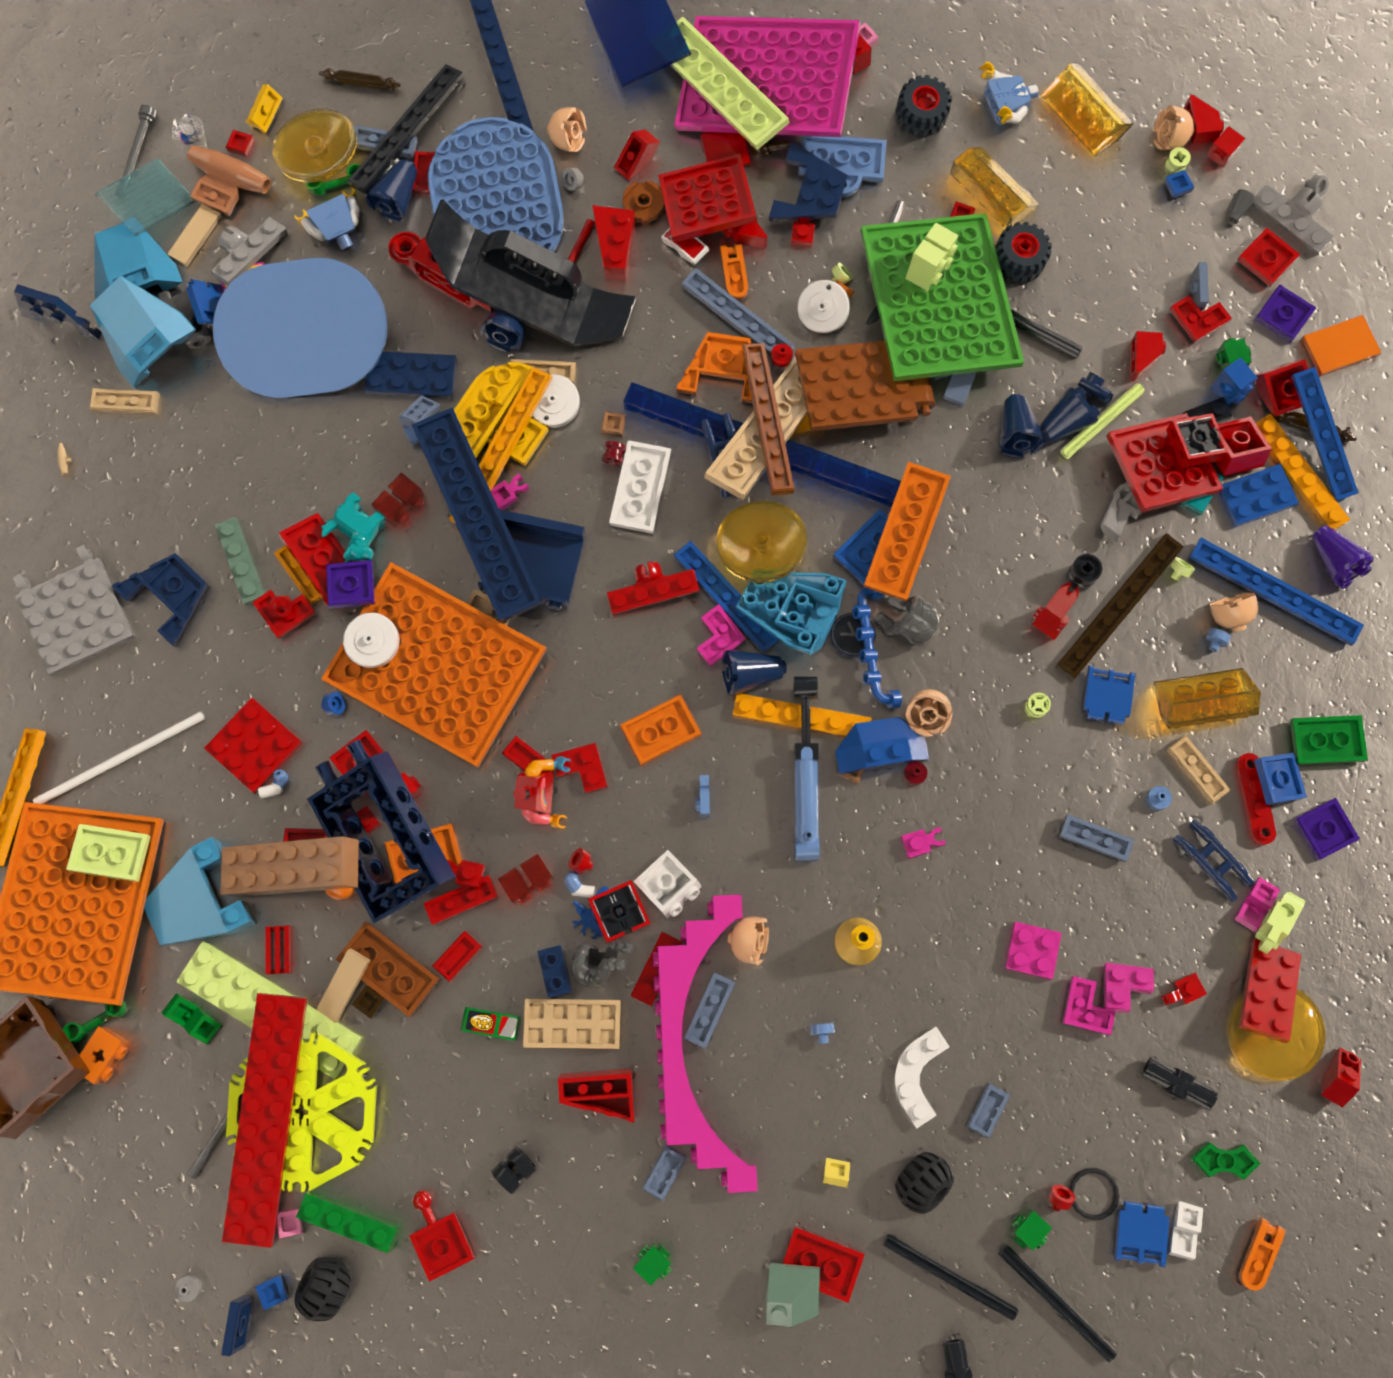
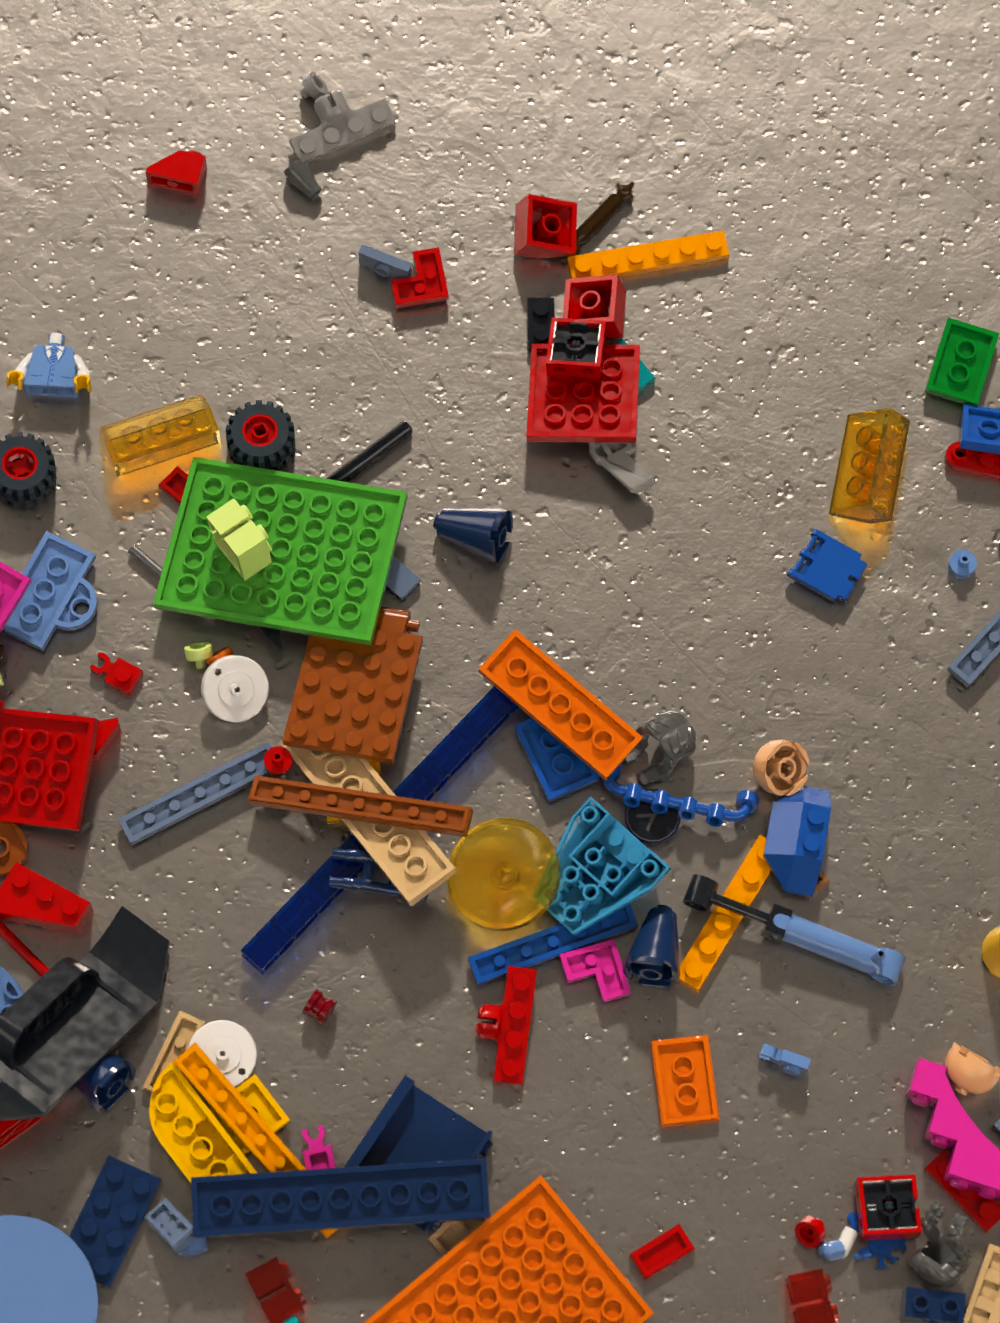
camera: 75 degrees left, 5 degrees down
(535, 791) = (712, 1250): torso -> none
(588, 763) = (691, 1183): red plate -> none
(613, 424) = (278, 994): medium nougat tile -> none
(640, 487) = (375, 991): white plate -> none
(668, 885) = (874, 1139): white plate -> none
(689, 249) = (93, 817): slope -> none
(718, 357) = (246, 834): orange wing -> none
(734, 271) = (139, 775): orange plate -> none
(819, 191) = (80, 633): dark blue wing -> none
(915, 778) = (841, 818): dark red tile -> none
(919, 843) = (922, 840): dark pink plate -> none
(1037, 701) = (815, 642): yellowish green wheel -> none
(1053, 617) = (713, 581): red piece -> none
(1069, 416) = (487, 471): dark blue cone -> none
(1084, 571) = (678, 533): black wheel -> none
(1086, 109) = (107, 290): clear yellow slope -> none
(1093, 387) = (458, 432): dark blue plate -> none
(1103, 420) = (502, 438): yellowish green axle -> none
(1119, 606) = (729, 513): dark brown tile -> none
(1145, 352) = (441, 357): red slope -> none
(1173, 128) = (177, 207): light nougat cylinder -> none
(1173, 165) = (219, 226): yellowish green wheel -> none
(1179, 184) = (246, 231): blue plate -> none
(1181, 568) = (712, 428): yellowish green tile -> none
(1198, 770) = (945, 509): tan tile -> none
(1217, 638) = (807, 426): medium blue tile -> none
(1226, 146) = (223, 161): red brick -> none
(1233, 350) = (483, 265): green brick -> none
(1234, 382) = (521, 278): blue brick -> none
(1235, 611) = (784, 393): light nougat cylinder -> none
(1258, 495) = (657, 312): blue plate -> none
(1268, 257) = (378, 176): red plate -> none
(1276, 591) = (775, 343): blue plate -> none
(1285, 313) = (452, 188): dark purple tile -> none
(1324, 434) = (619, 212): blue plate -> none
(1341, 345) = (515, 148): orange tile -> none
(1342, 556) = (763, 258): dark purple cone -> none

